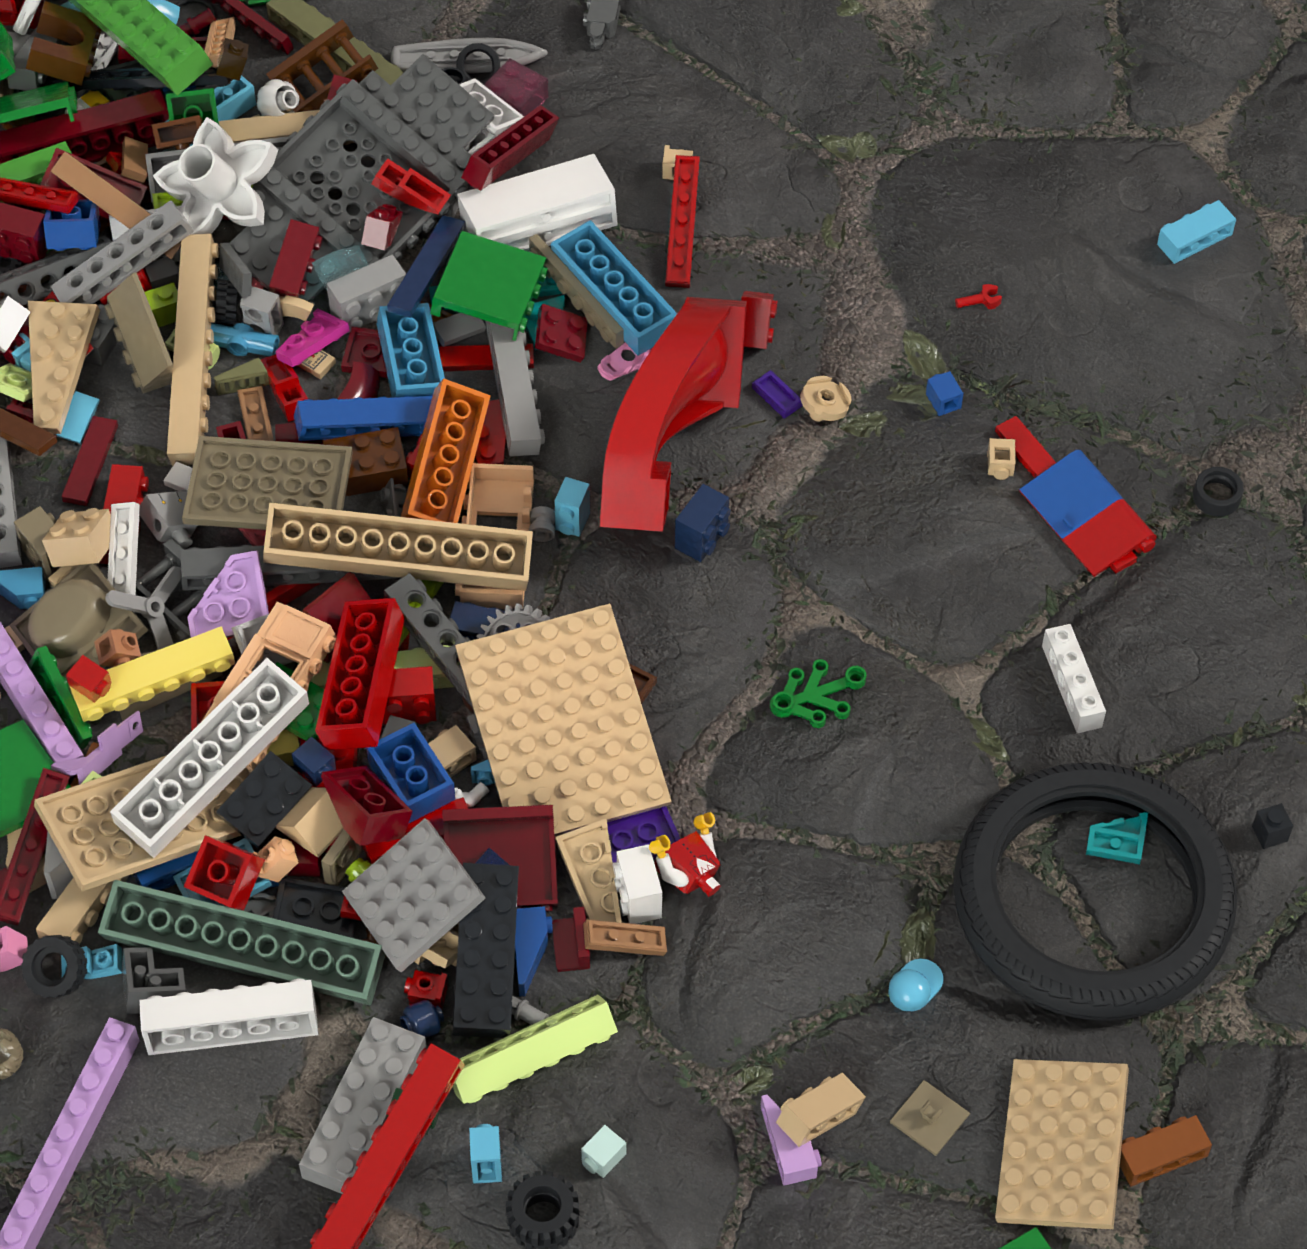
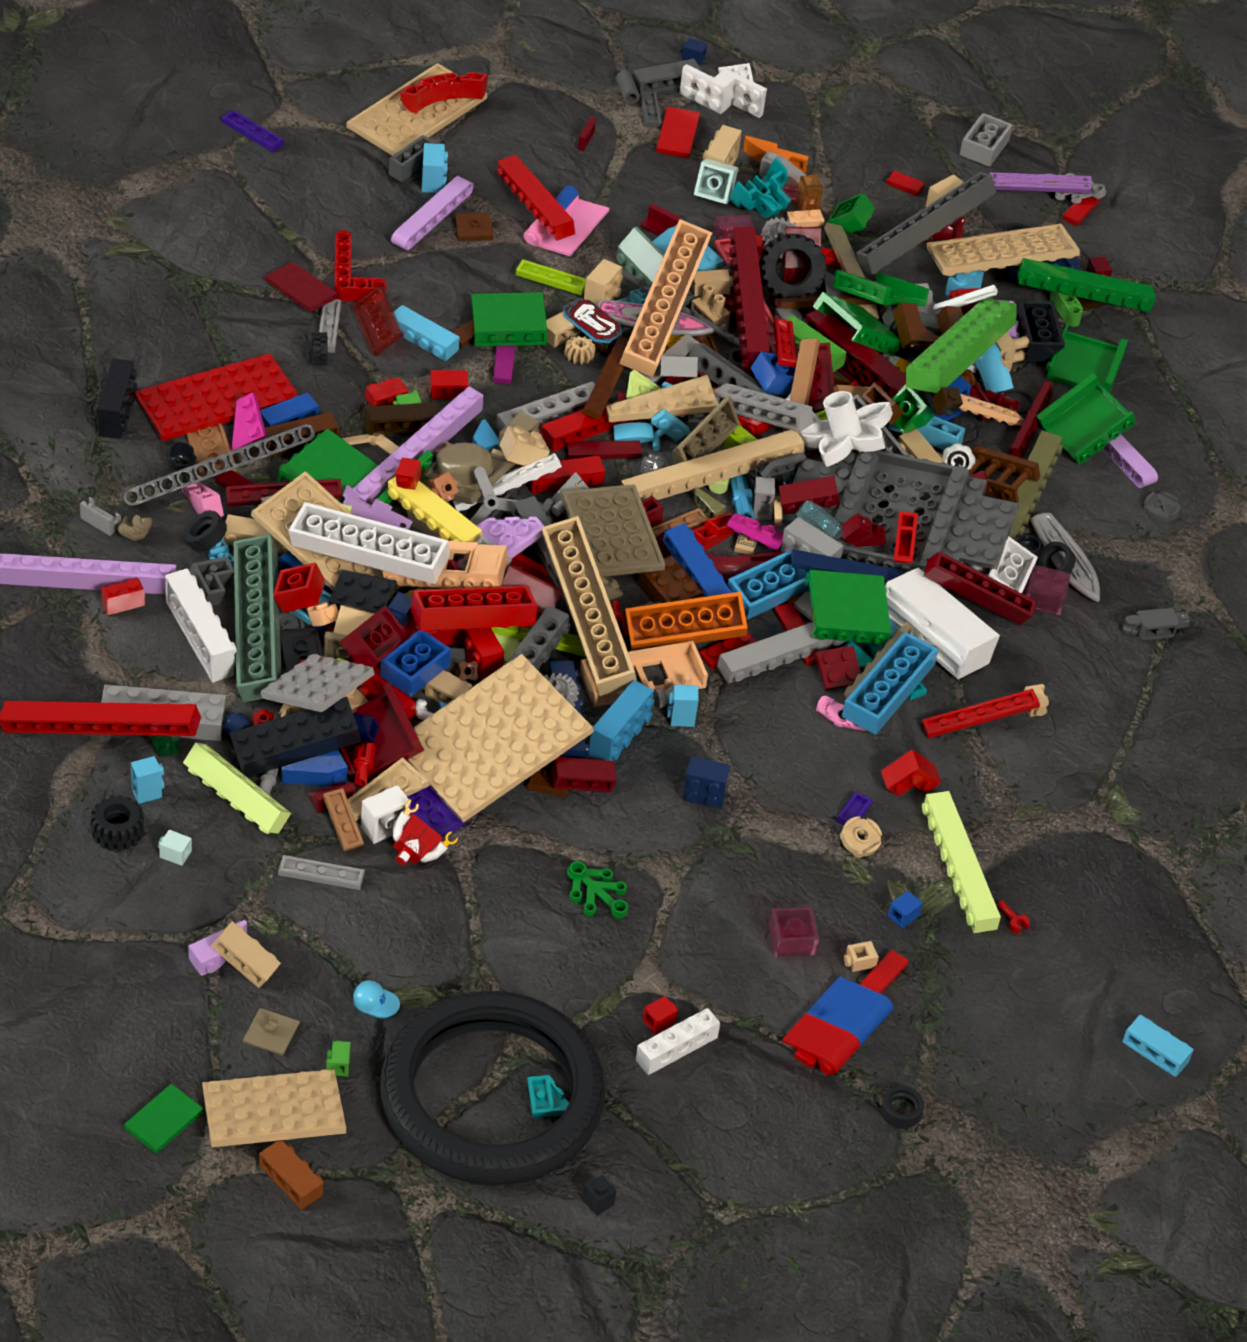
camera: 65 degrees right, 10 degrees down
(40, 481) = (573, 428): none -> red brick
(92, 372) = (668, 425): none -> medium azure plate
(130, 1104) = (123, 596): none -> brick
(152, 415) = (651, 463): none -> dark grey head
(432, 723) = (470, 667): none -> reddish brown brick
(551, 886) = (363, 762): none -> red arm
(572, 574) = (621, 722): none -> dark azure brick
(643, 644) = (583, 774): none -> dark red brick
(681, 381) = (798, 710): red piece -> none
(692, 990) = (321, 872): none -> light grey tile
(891, 316) = (961, 862): none -> yellowish green brick
(950, 510) = (793, 931): none -> clear pink brick
(1000, 1047) = (339, 1058): none -> bright green brick
(1028, 684) = (660, 1014): none -> red brick

